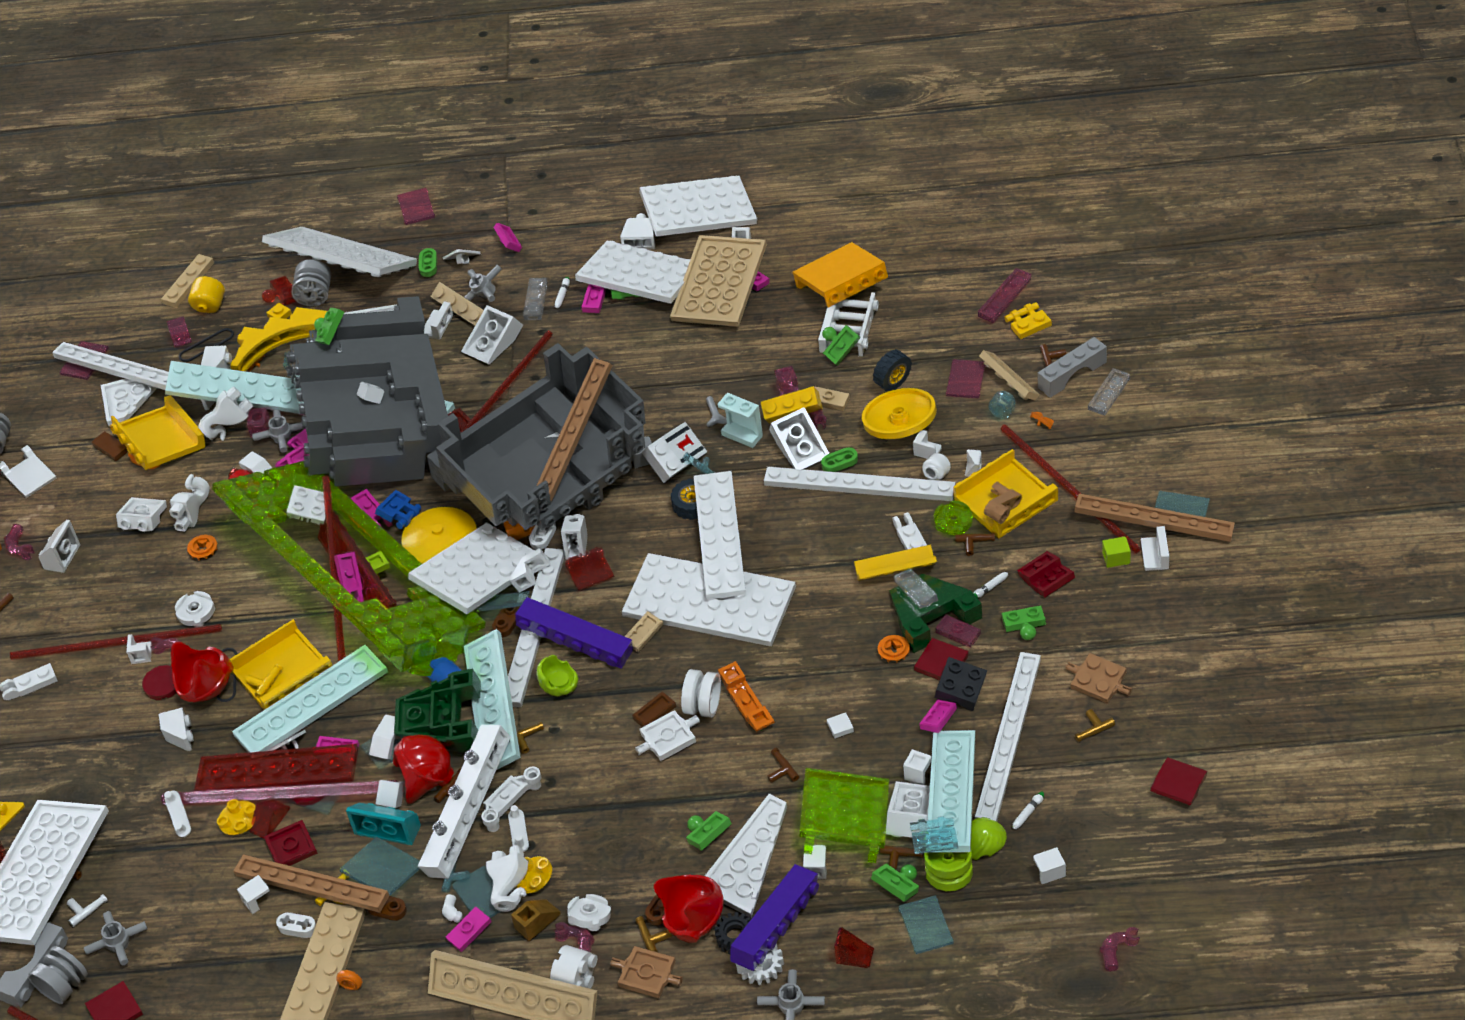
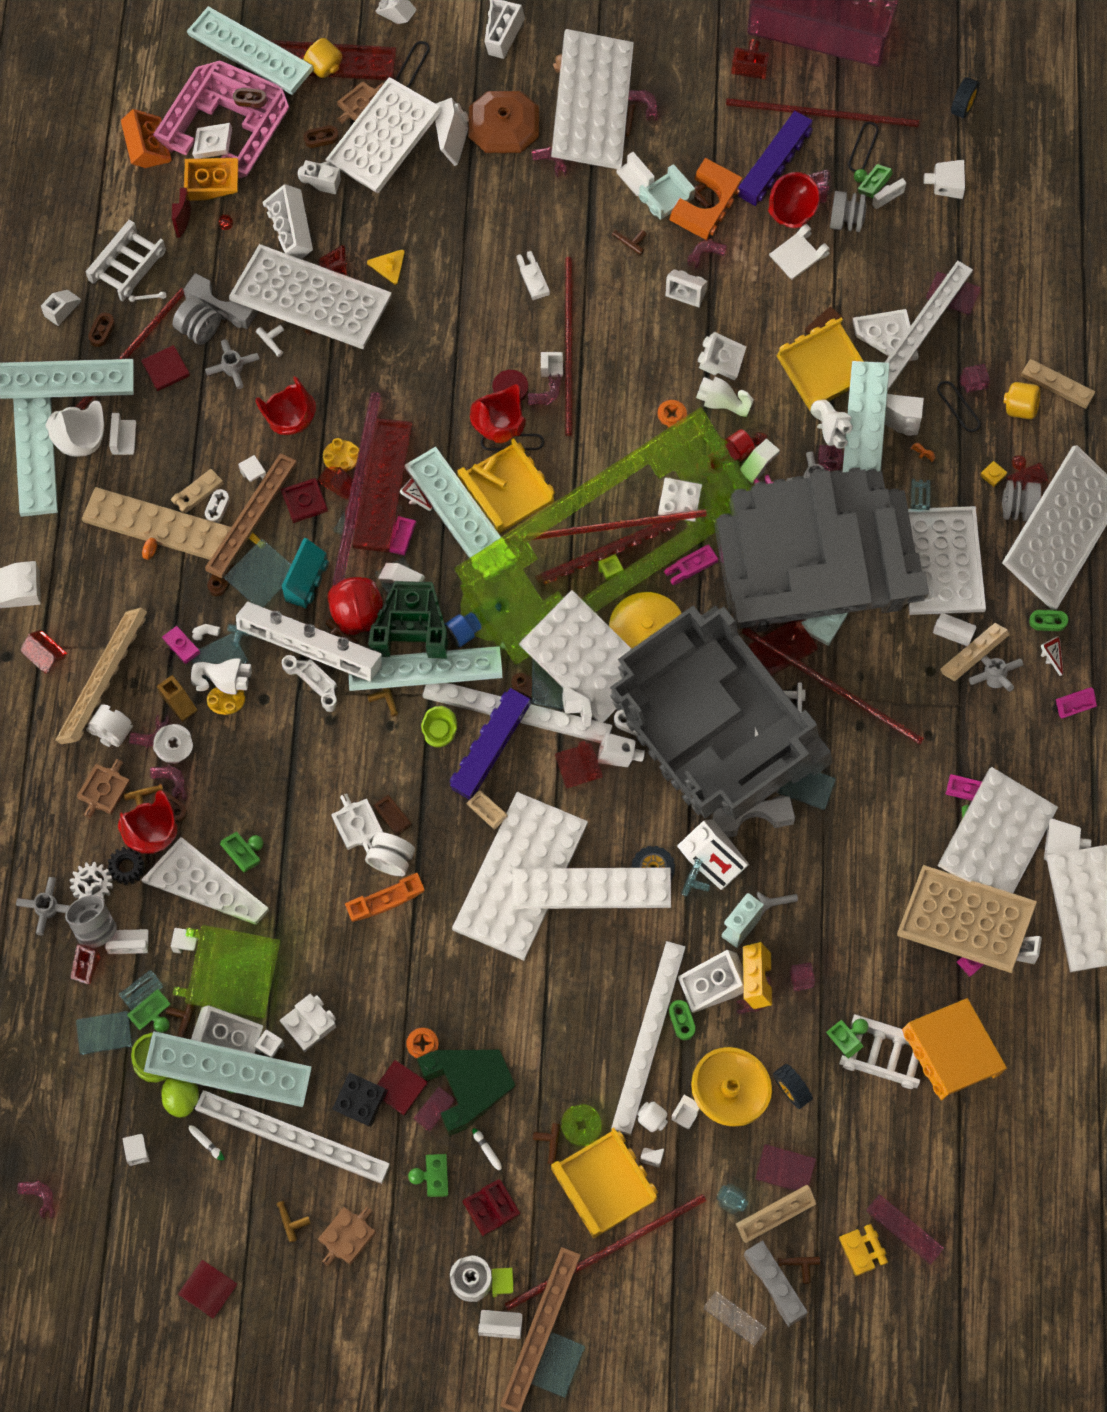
camera: 90 degrees right, 20 degrees up
(175, 728) = (448, 400): white slope -> none
(177, 813) = (354, 407): white piece -> none
(181, 858) = (289, 410): none -> red piece
(199, 616) = (596, 419): white plate -> none
(275, 947) = (197, 491): none -> tan plate
(276, 332) = (949, 468): yellow arch -> none
(328, 325) = (883, 503): bright green plate -> none
(349, 574) = (593, 540): dark pink hinge -> none
(370, 392) = (791, 546): white slope -> none
(390, 793) = (328, 577): white panel -> none
(393, 506) = (686, 583): blue plate -> none
(491, 335) = (921, 682): white slope -> none
(518, 828) = (281, 690): white piece -> none
(535, 299) = (978, 729): clear plate -> none
(560, 297) = (984, 757): white piece -> none
(575, 424) = (718, 742): medium nougat plate -> none
(623, 910) = (170, 773): none -> clear pink piece
(774, 917) = (123, 896): dark purple brick -> none
(786, 768) = (298, 928): reddish brown piece -> none
(807, 941) = (91, 921): none -> light grey wheel
(820, 918) = (128, 942): none -> white panel
(833, 399) = (776, 1020): tan plate -> none
(840, 725) = (340, 982): white tile -> none
(855, 892) = (123, 994): none -> clear light blue tile
(885, 743) = (308, 1022): none -> white plate
(894, 562) = (527, 1057): yellow fence -> none
(908, 534) = (565, 1079): white hinge -> none
(915, 588) = (482, 1070): clear plate -> none
(933, 840) = (154, 1038): clear light blue plate -> none
(938, 716) = (327, 1073): dark pink plate -> none
(1000, 507) = (564, 1162): medium nougat beam -> none
(1041, 419) = (703, 1244): orange piece -> none
(1119, 572) = (475, 1289): none -> white brick

